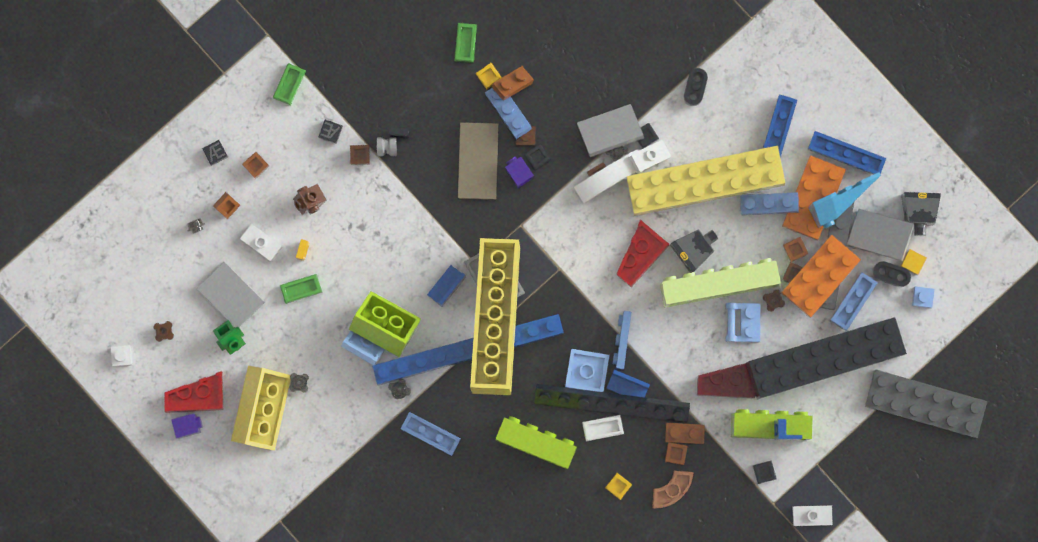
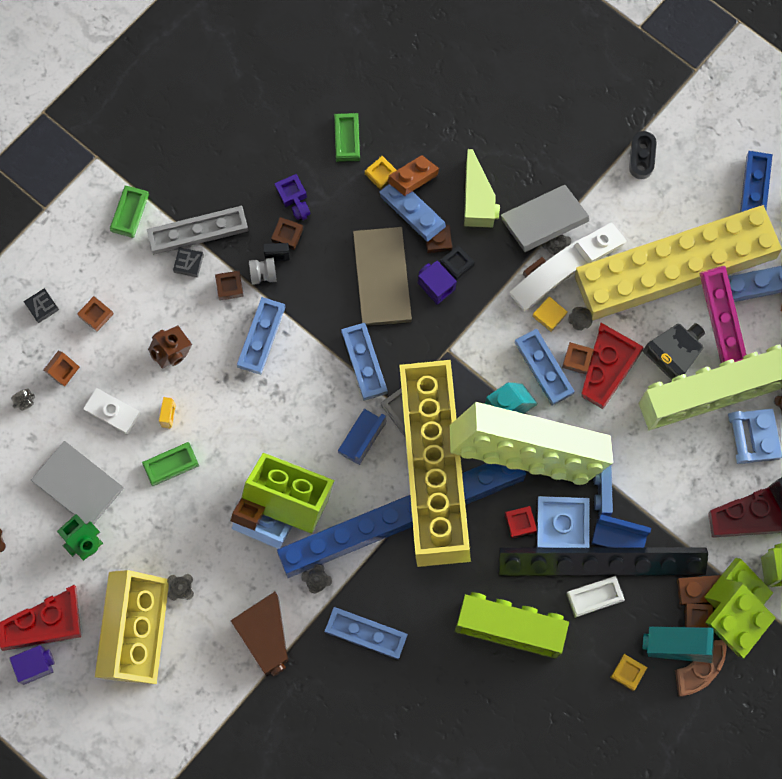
camera: 10 degrees left, 10 degrees down
(340, 106) = (197, 230): none -> light grey plate
(353, 338) = (247, 514): none -> reddish brown plate
(356, 425) = (264, 634): none -> reddish brown slope
(379, 198) = (261, 336): none -> medium blue plate
(409, 118) = (287, 232): none -> reddish brown plate
(417, 84) = (292, 192): none -> dark purple plate
(455, 228) = (364, 361): none -> medium blue plate
(555, 366) = (520, 522): none -> red plate
(560, 276) = (512, 397): none -> teal slope
(561, 108) = (479, 197): none -> yellowish green slope
(567, 313) = (530, 444): none -> yellowish green brick
(591, 249) = (544, 367): none -> medium blue plate
(603, 207) = (550, 314): none -> yellow tile
(618, 245) = (577, 358): none -> dark orange plate
(625, 209) = (580, 312): none -> clear smoke plate
(649, 136) = (596, 221): black tile -> none
(657, 471) = (680, 643): none -> teal slope
(704, 451) = (739, 607): none -> lime bracket
(733, 228) = (723, 314): none -> dark pink tile

